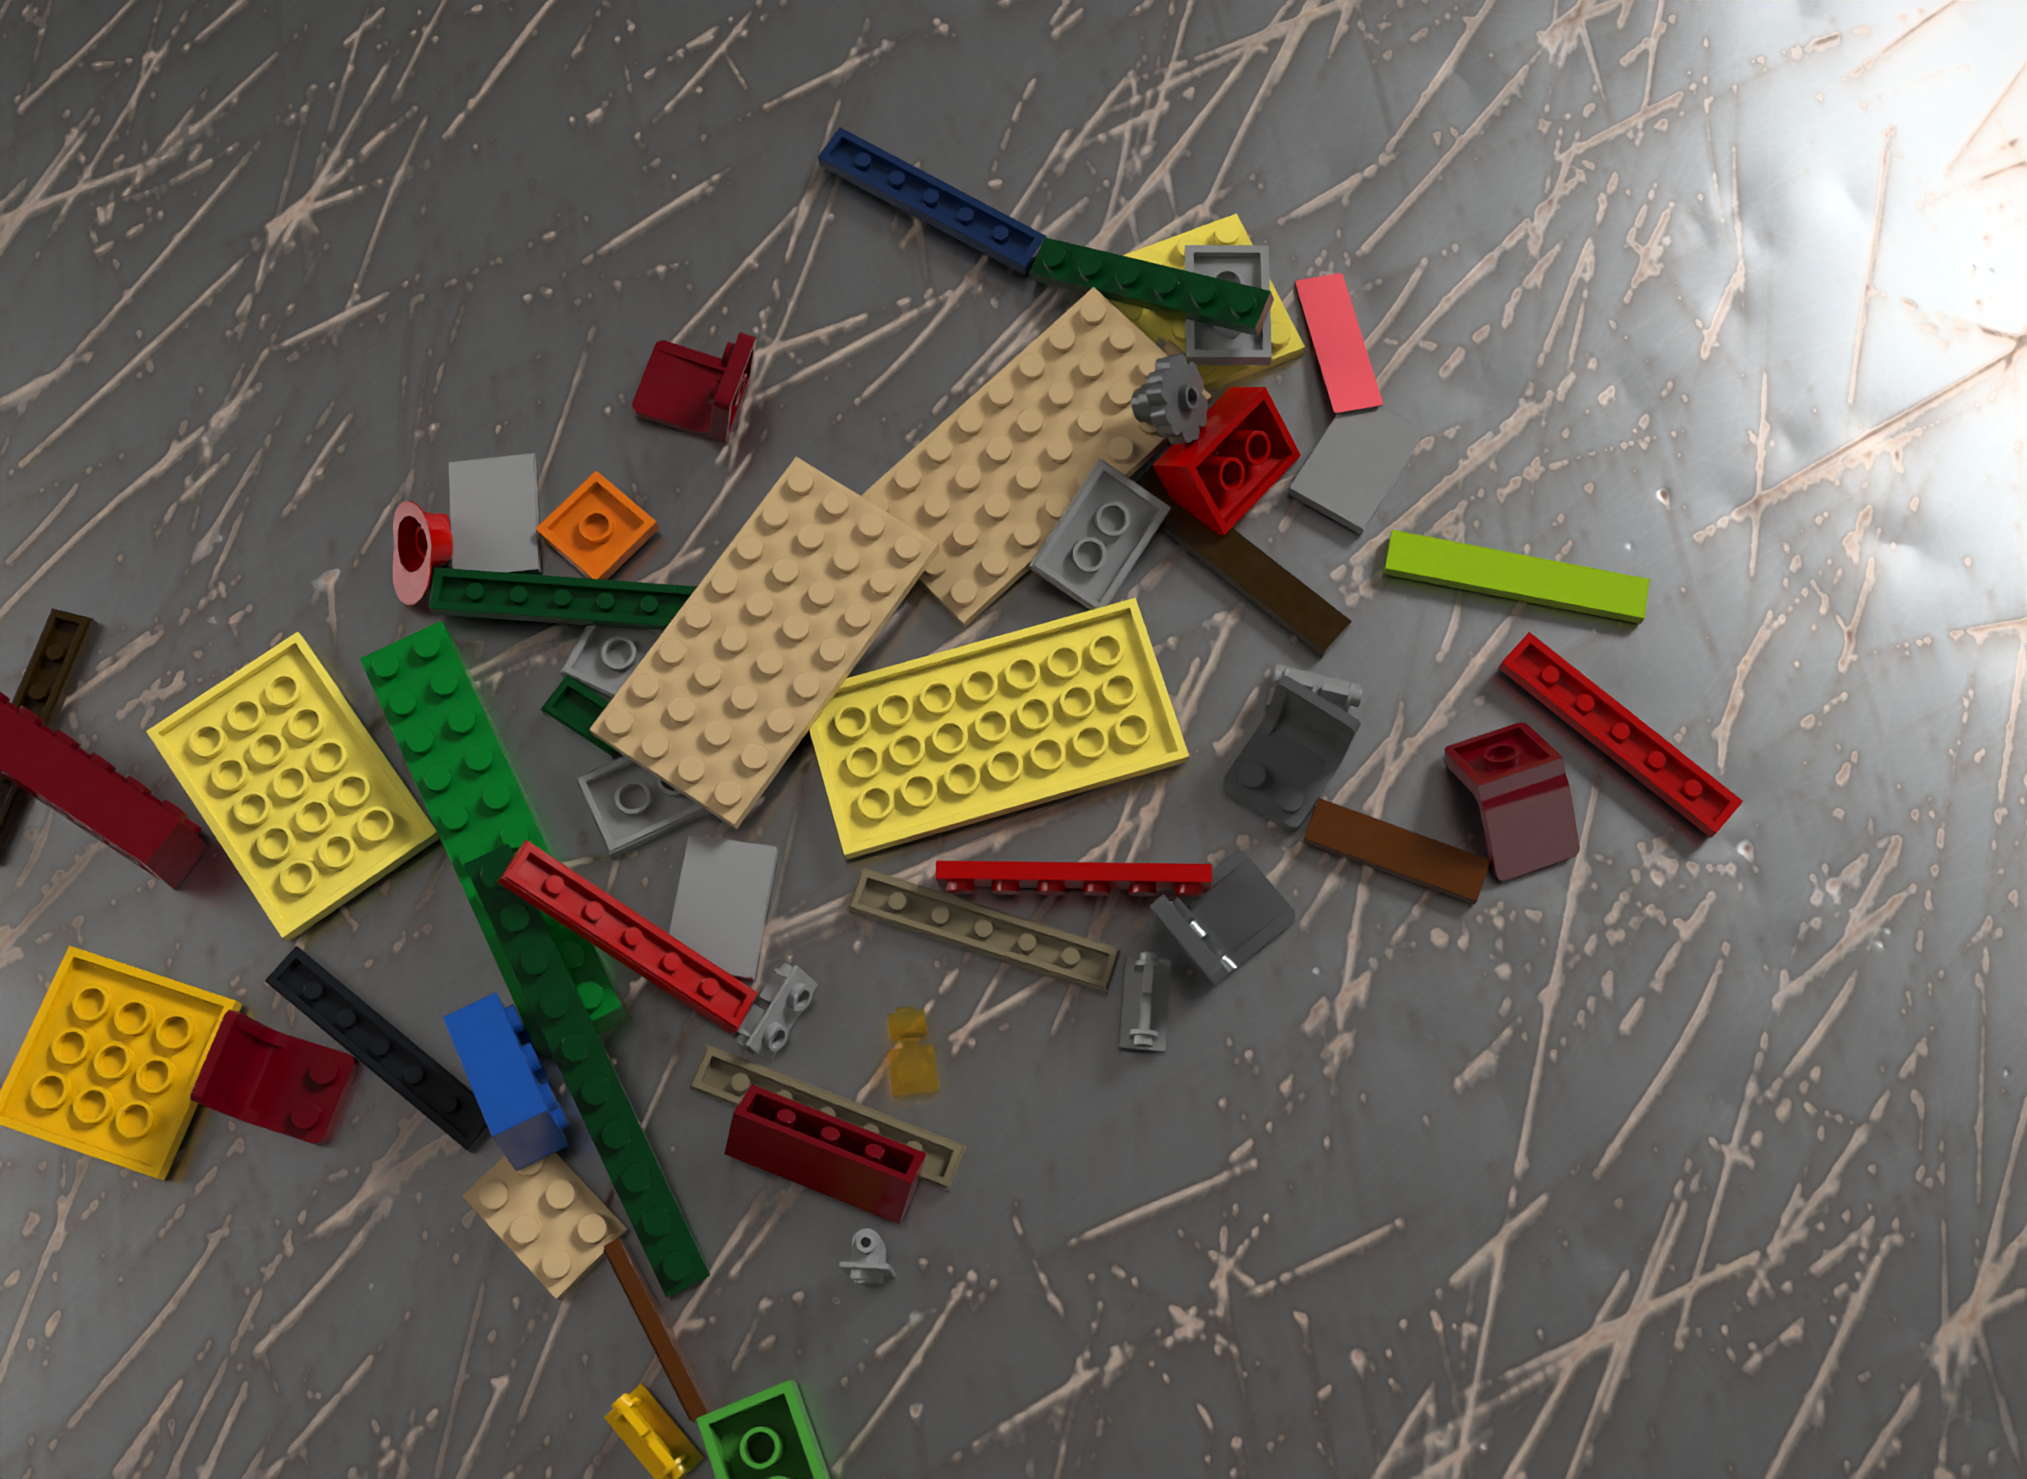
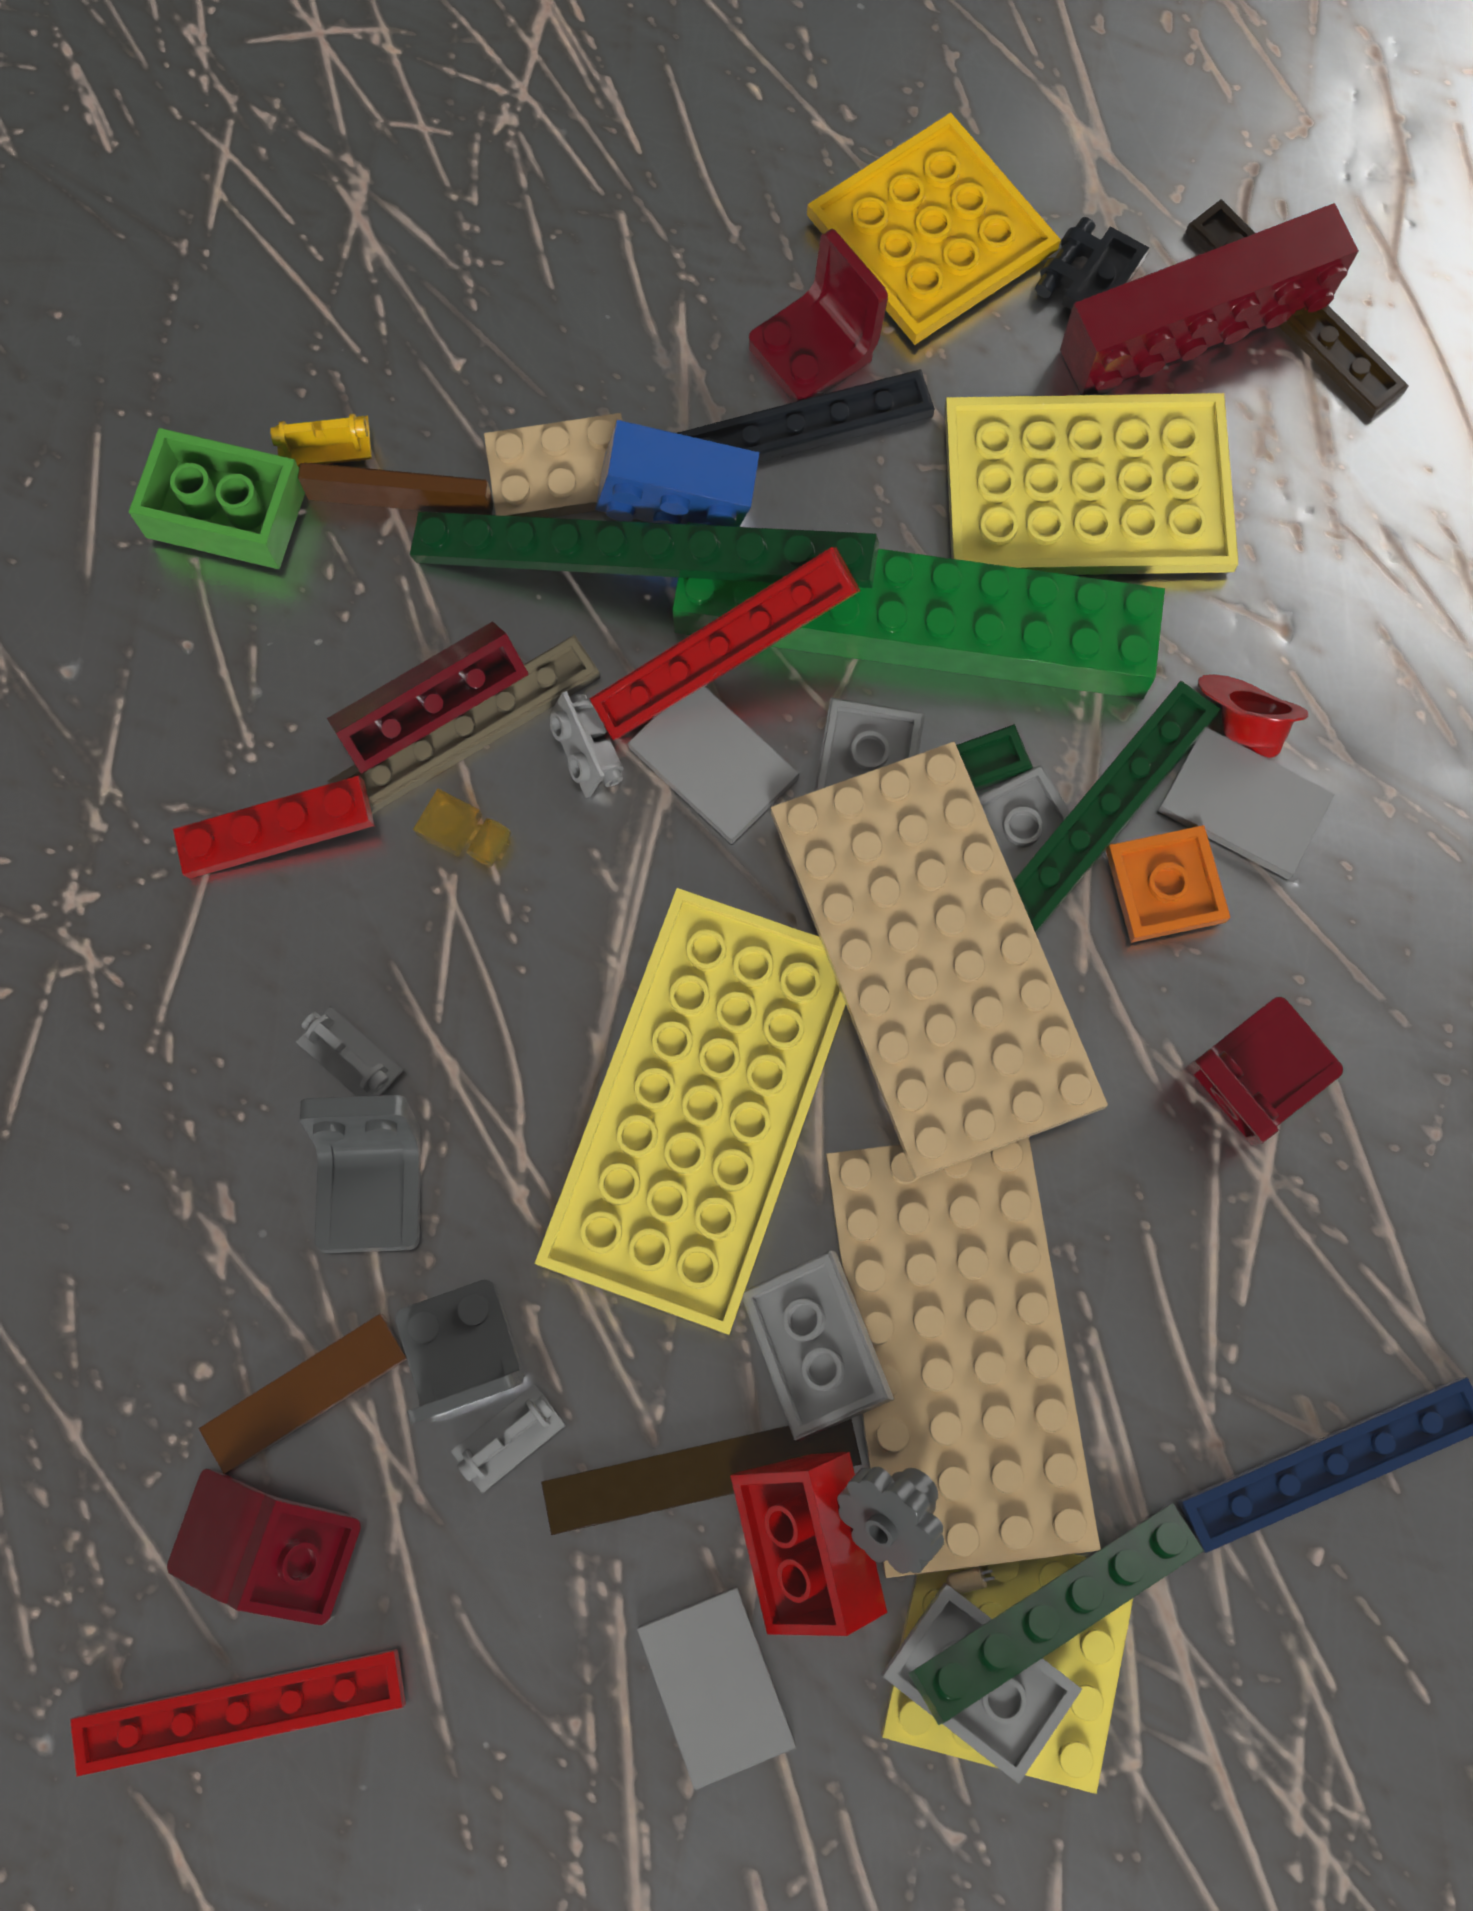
camera: 125 degrees right, 5 degrees up
(82, 892) = (1109, 263): none -> black plate
(867, 1259) = (309, 668): light grey hinge -> none
(984, 930) = (521, 967): dark tan tile -> none
(1017, 1200) = (273, 827): none -> red plate
(1093, 877) = (488, 1086): red plate -> none
(1338, 343) = (865, 1782): coral sticker -> none
(1517, 576) = (471, 1753): lime tile -> none

